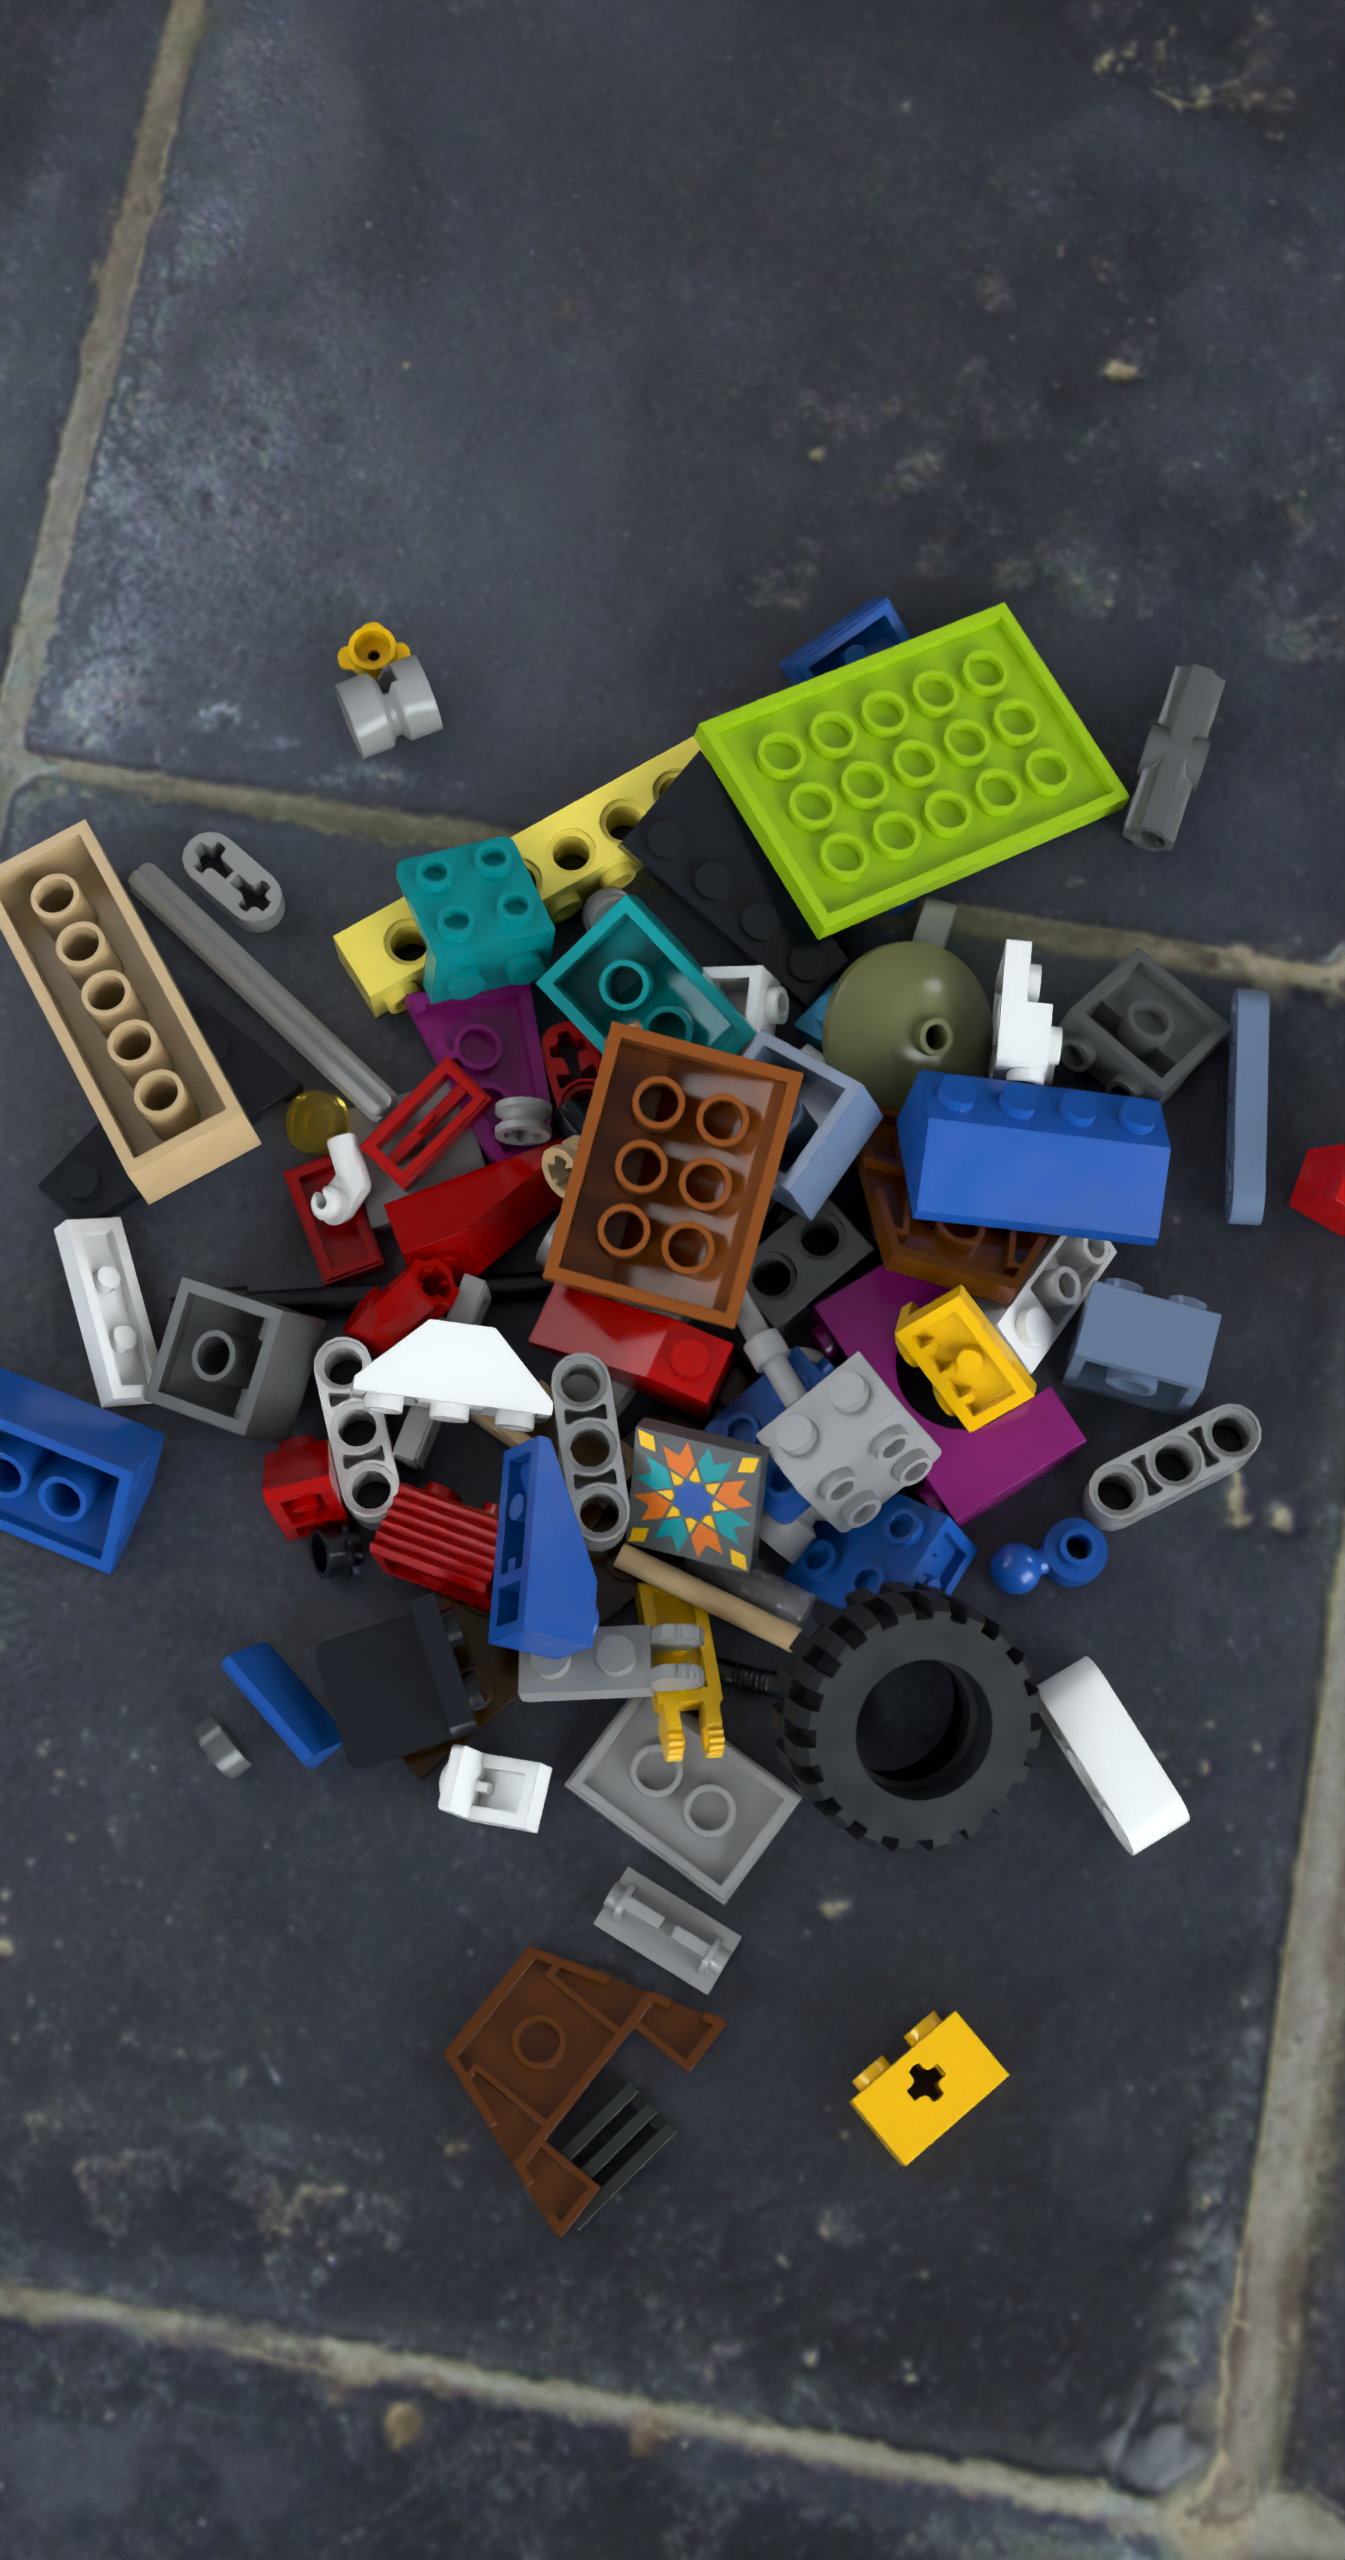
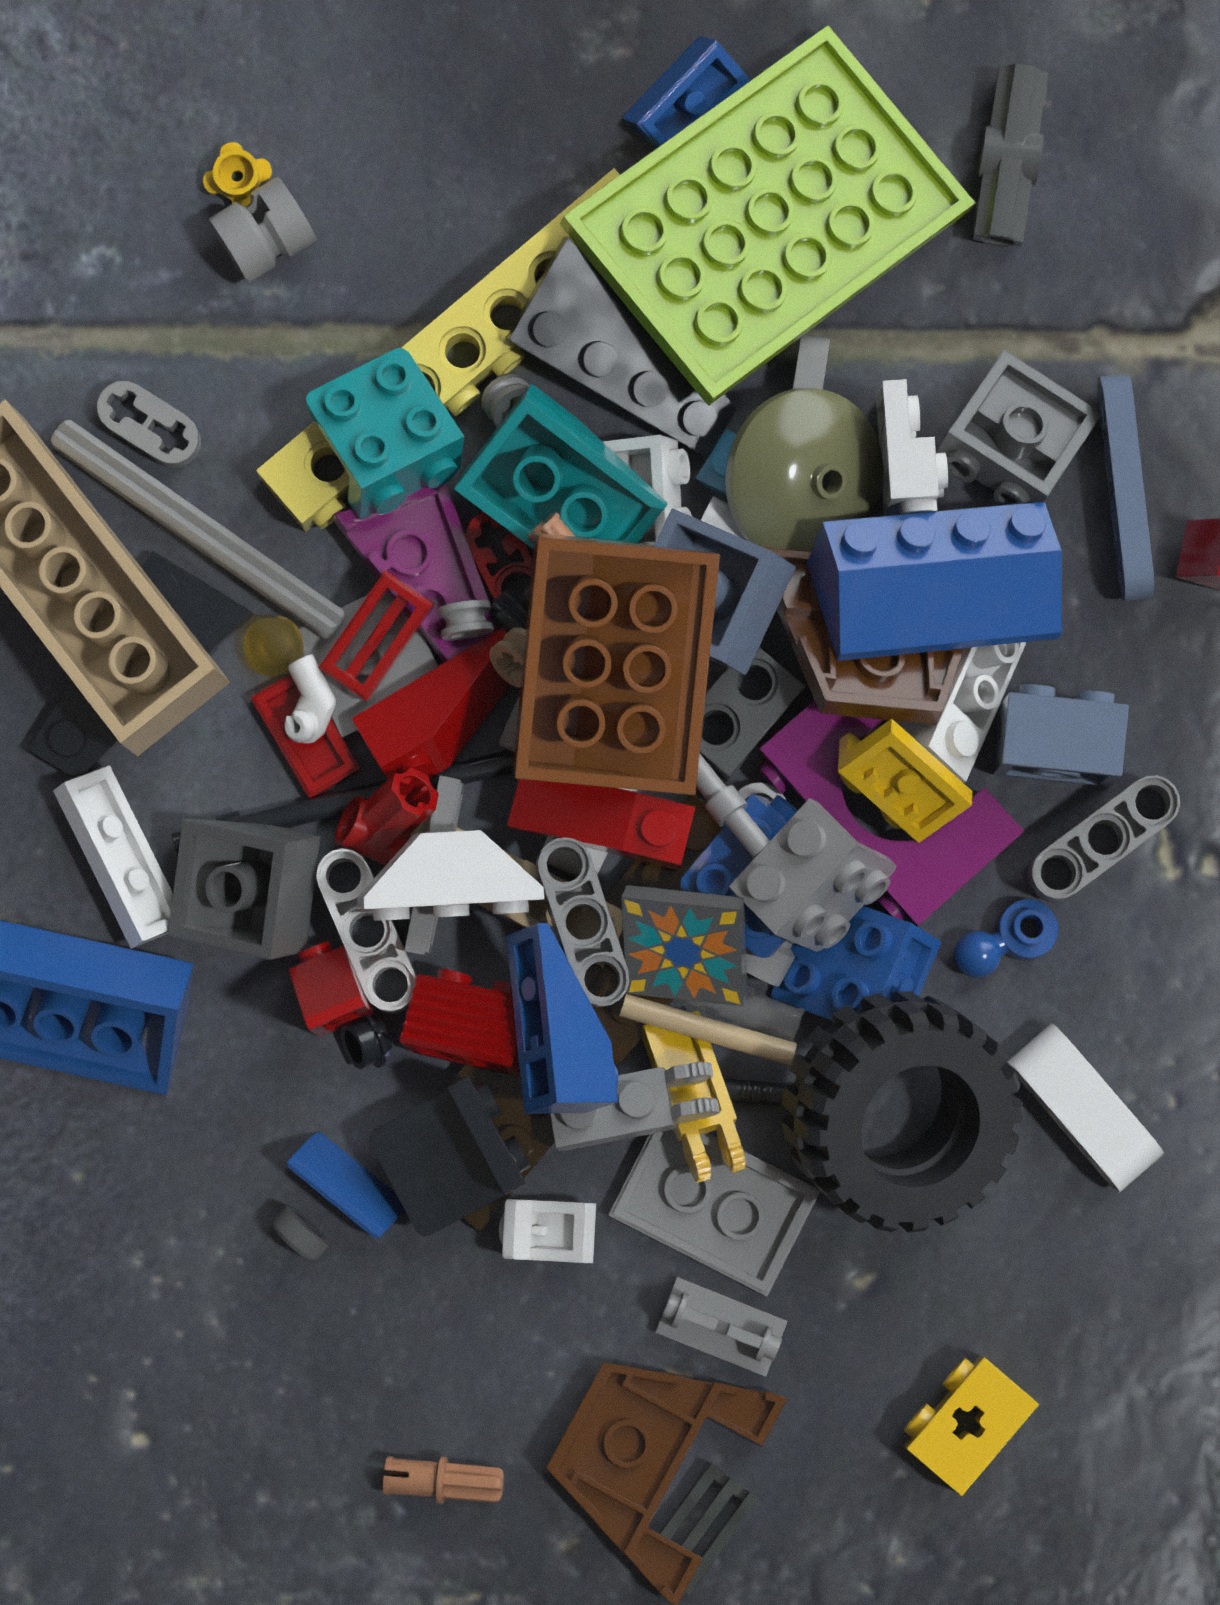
camera: 10 degrees left, 10 degrees up
(326, 2049) = (443, 1480): none -> nougat axle

